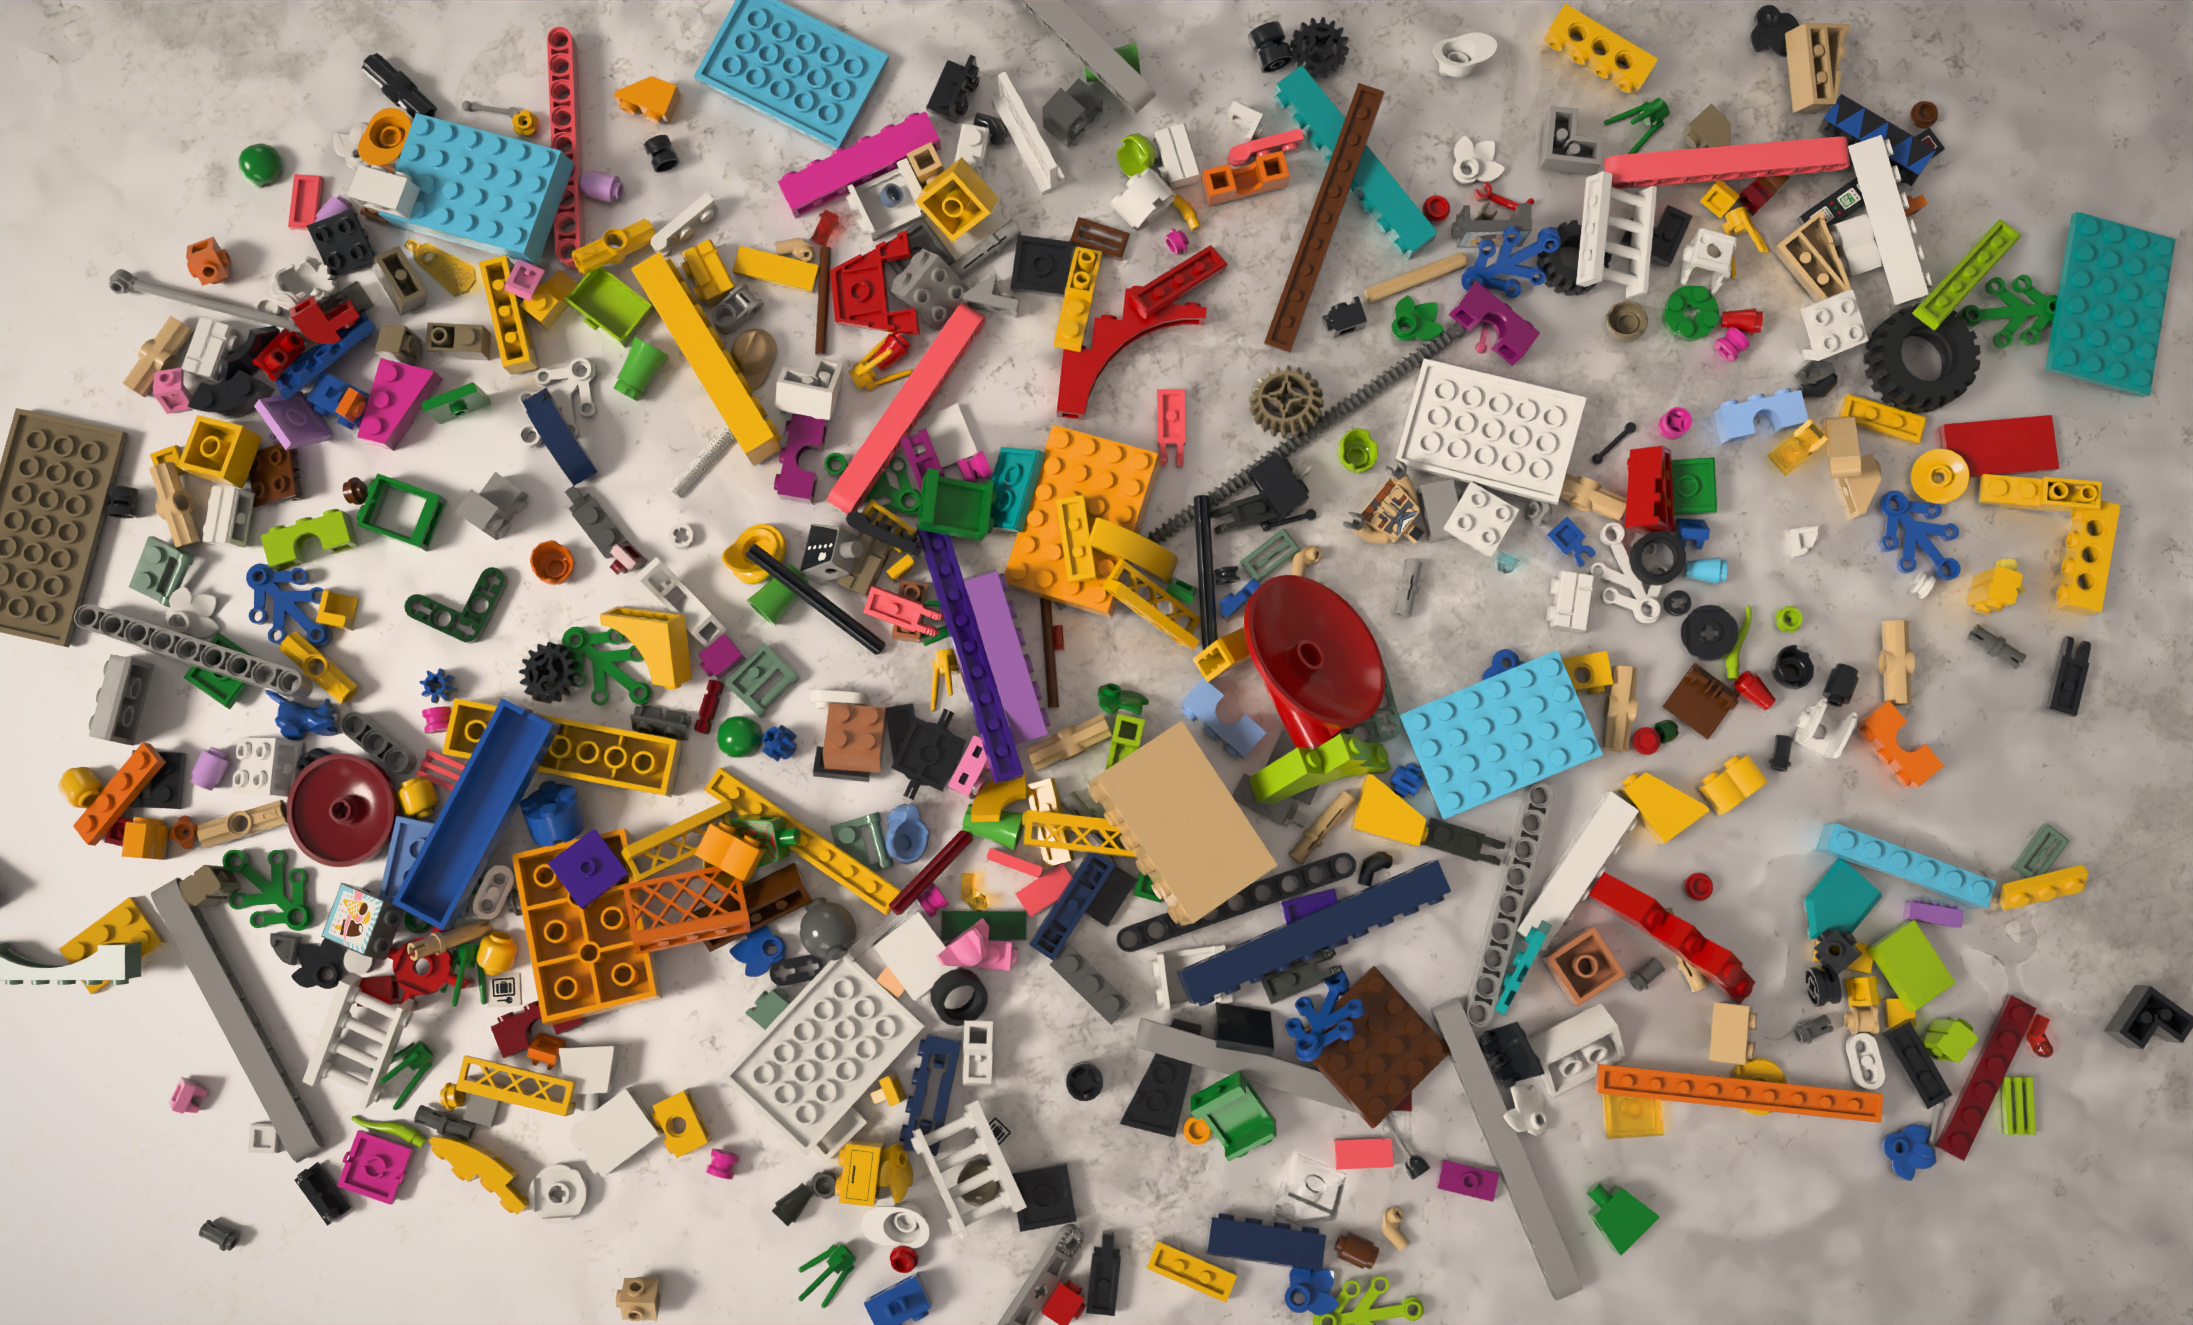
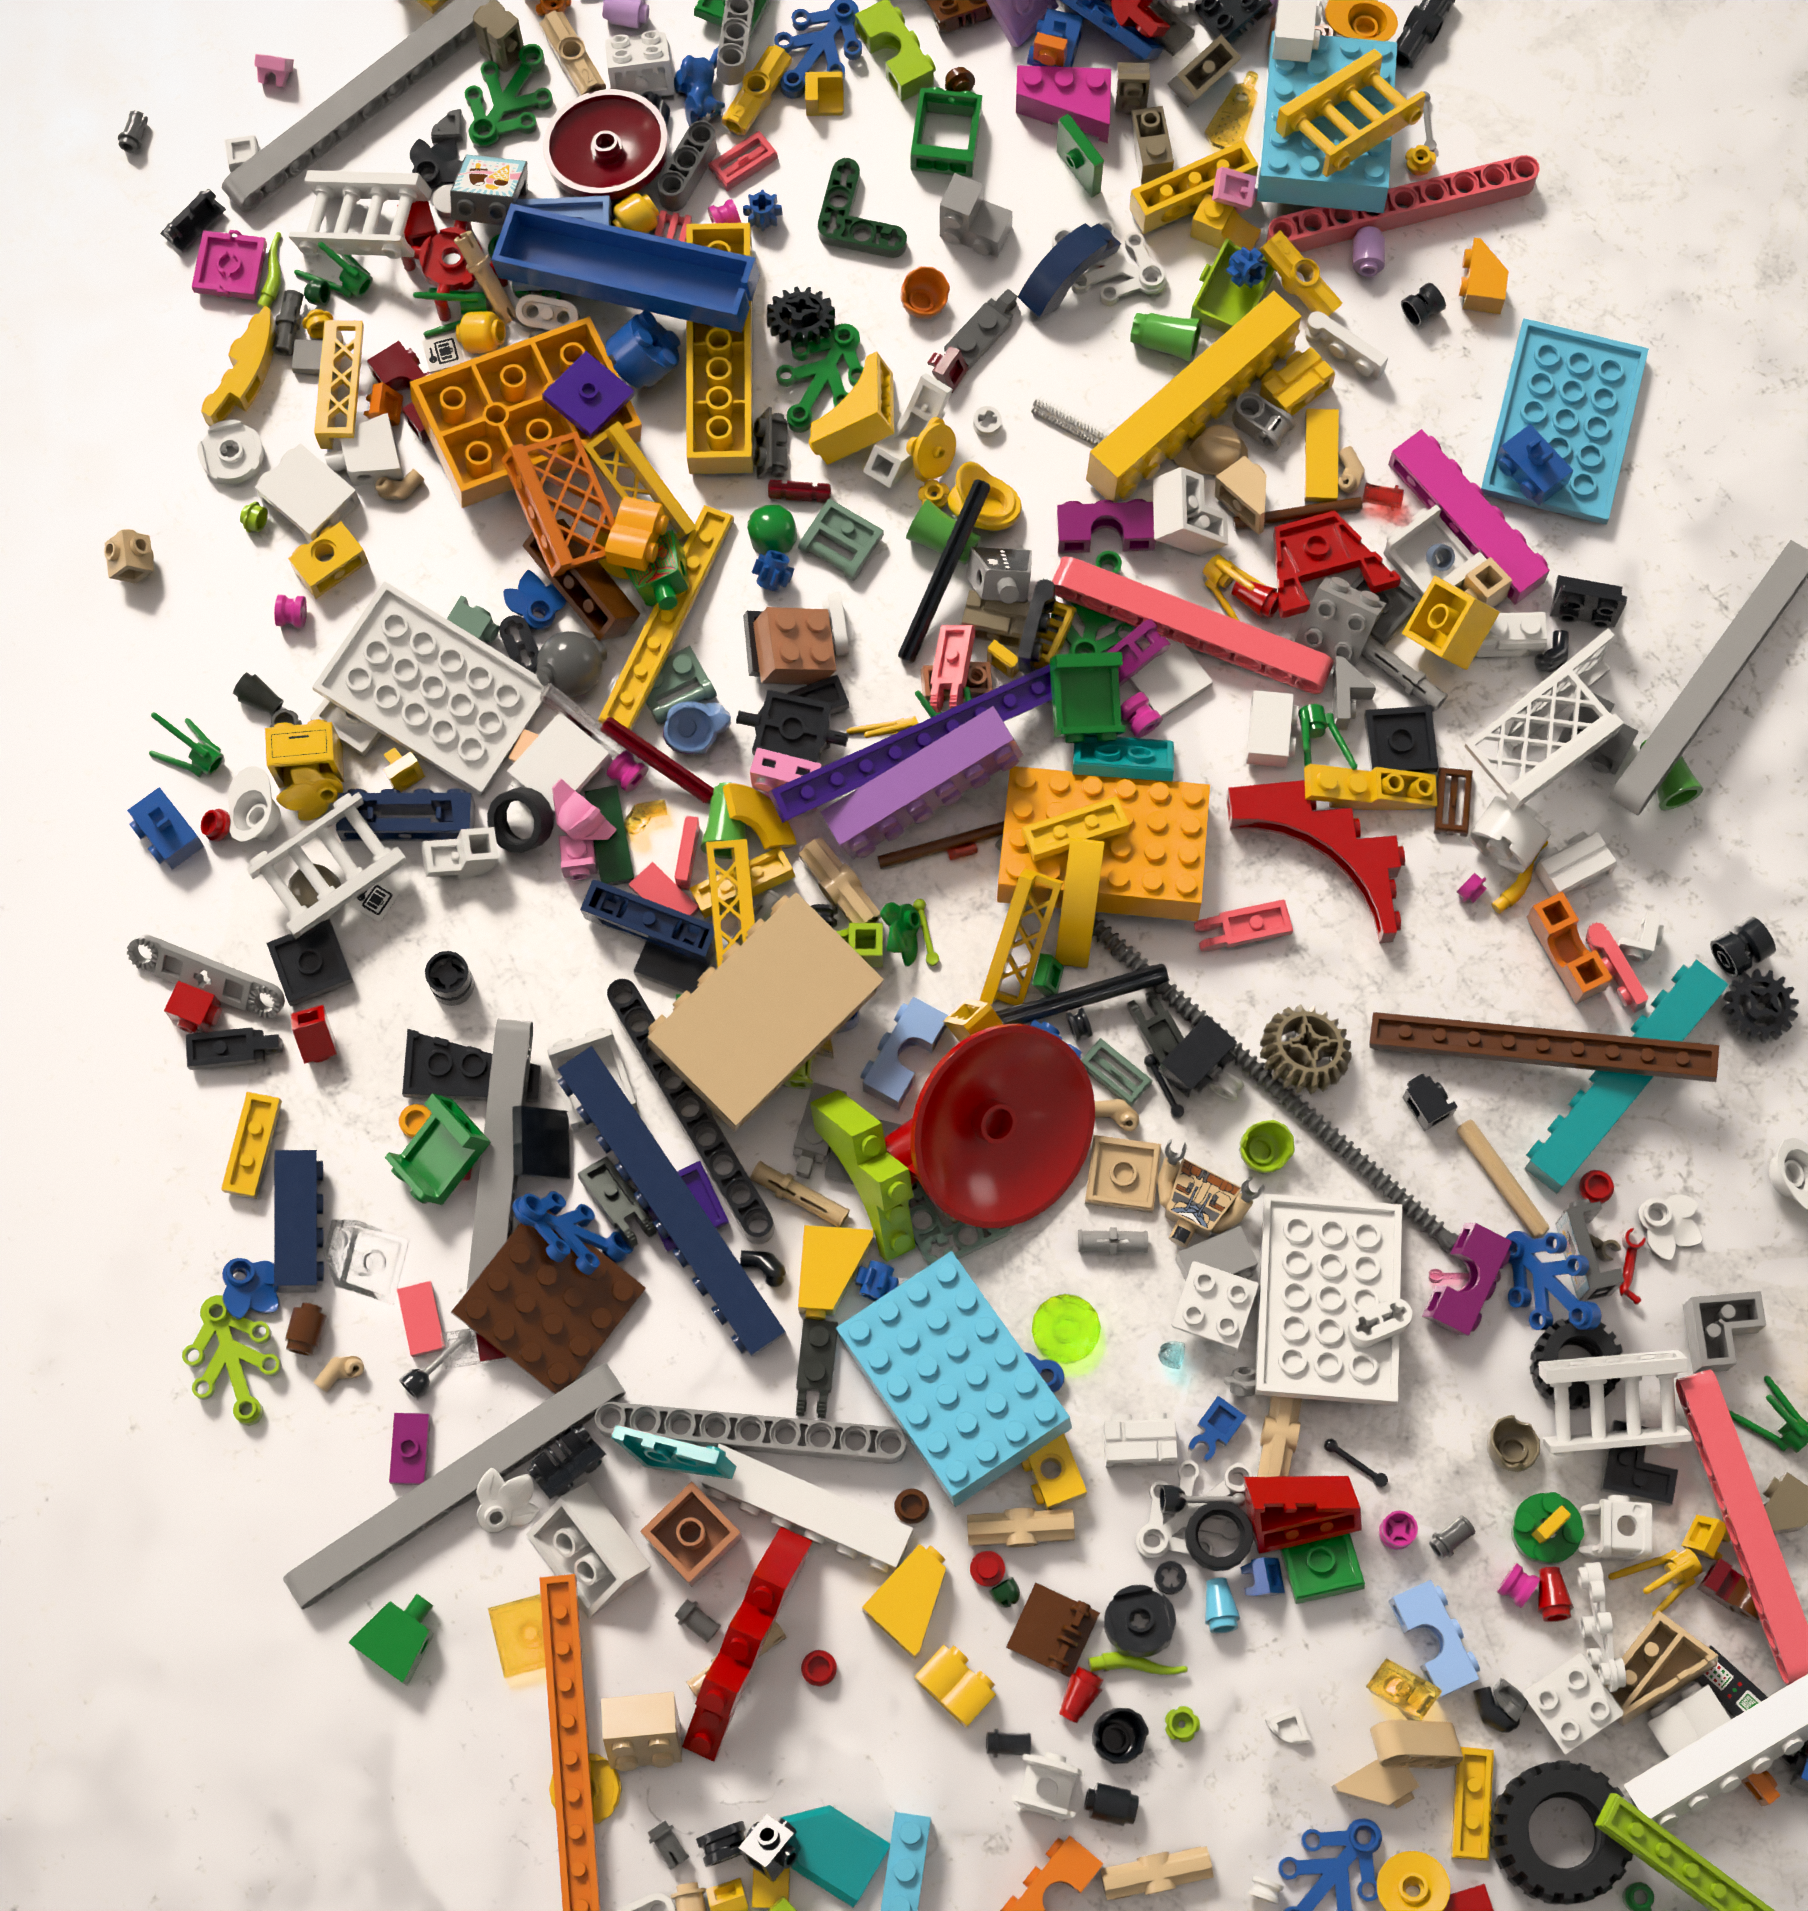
camera: 85 degrees right, 10 degrees down
(393, 715) = (731, 176): none -> coral tile
(422, 1092) = (317, 292): none -> dark green hinge
(457, 164) = (1345, 87): none -> yellow fence
(596, 287) = (1247, 267): none -> blue gear
(625, 1182) = (254, 517): none -> lime plate
(628, 1050) = (398, 489): none -> tan arm
(703, 586) = (932, 450): none -> yellow piece
(720, 657) = (858, 489): magenta brick -> none
(735, 587) = (933, 485): none -> yellow plate
(800, 337) = (1244, 492): none -> tan slope
(831, 100) = (1534, 465): none -> blue brick
(1011, 365) = (1271, 729): none -> white brick
(1013, 331) = (1313, 725): none -> green plant
(1090, 984) = (551, 976): dark grey arch -> none
(1092, 762) = (827, 912): none -> black bush
(1103, 138) = (1561, 760): none -> white fence
(1110, 1204) = (313, 1034): none -> red brick
(1135, 154) = (1565, 819): lime hair -> none
(1144, 681) = (932, 957): none -> lime hinge
(1177, 282) = (1420, 894): red tile -> none
(1353, 568) = (1123, 1173): none -> tan tile
(1418, 318) = (1451, 1192): green plate -> none
(1469, 640) = (1066, 1328): none -> clear neon green tile
(1528, 394) = (1382, 1329): none -> white beam
(1586, 789) = (911, 1506): none -> reddish brown plate
(1623, 586) = (1174, 1499): none -> hinge
(1685, 385) = (1451, 1537): none -> dark grey pin
(1696, 307) = (1551, 1524): none -> yellow tile
(1795, 288) = (1600, 1628): none -> white plant

